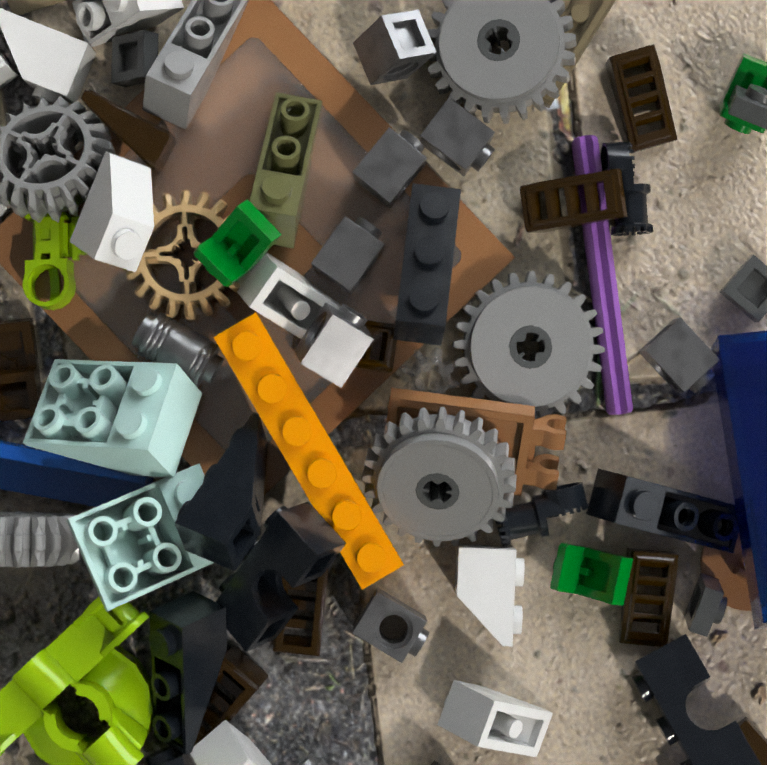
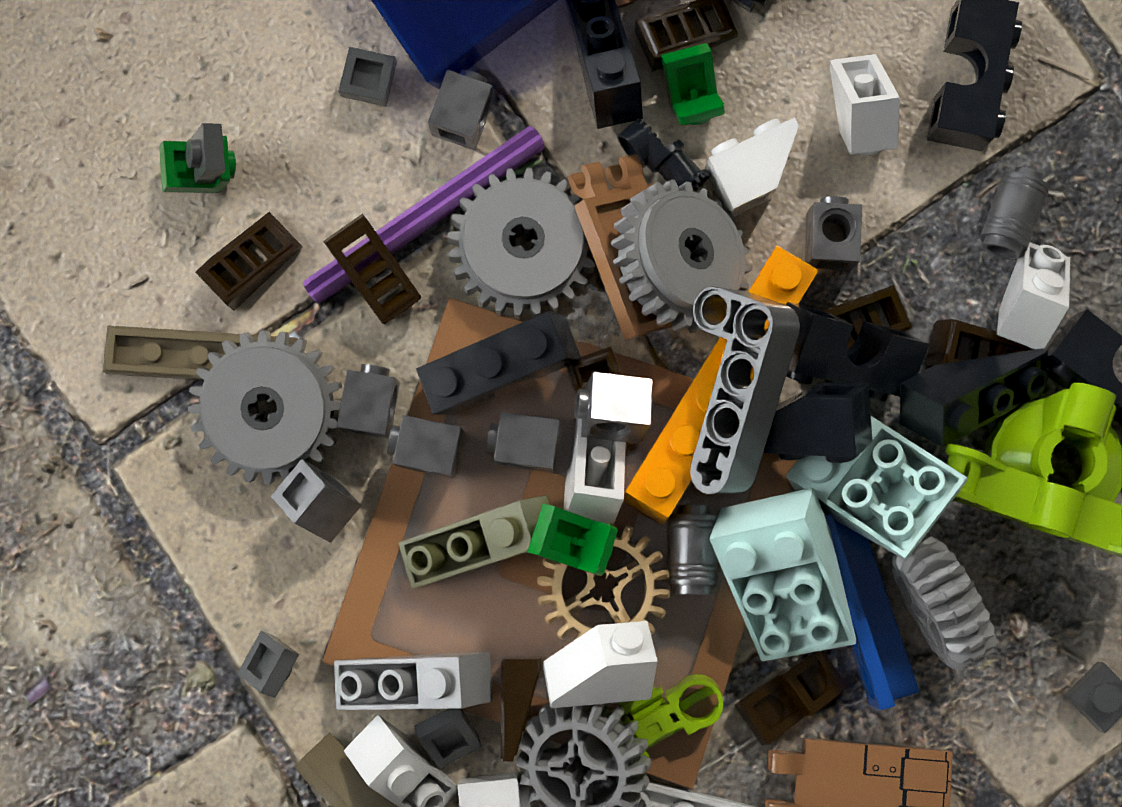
camera: 115 degrees left, 5 degrees down
(290, 463) = (729, 457): none -> dark grey beam
(616, 156) = (314, 253): black connector -> none

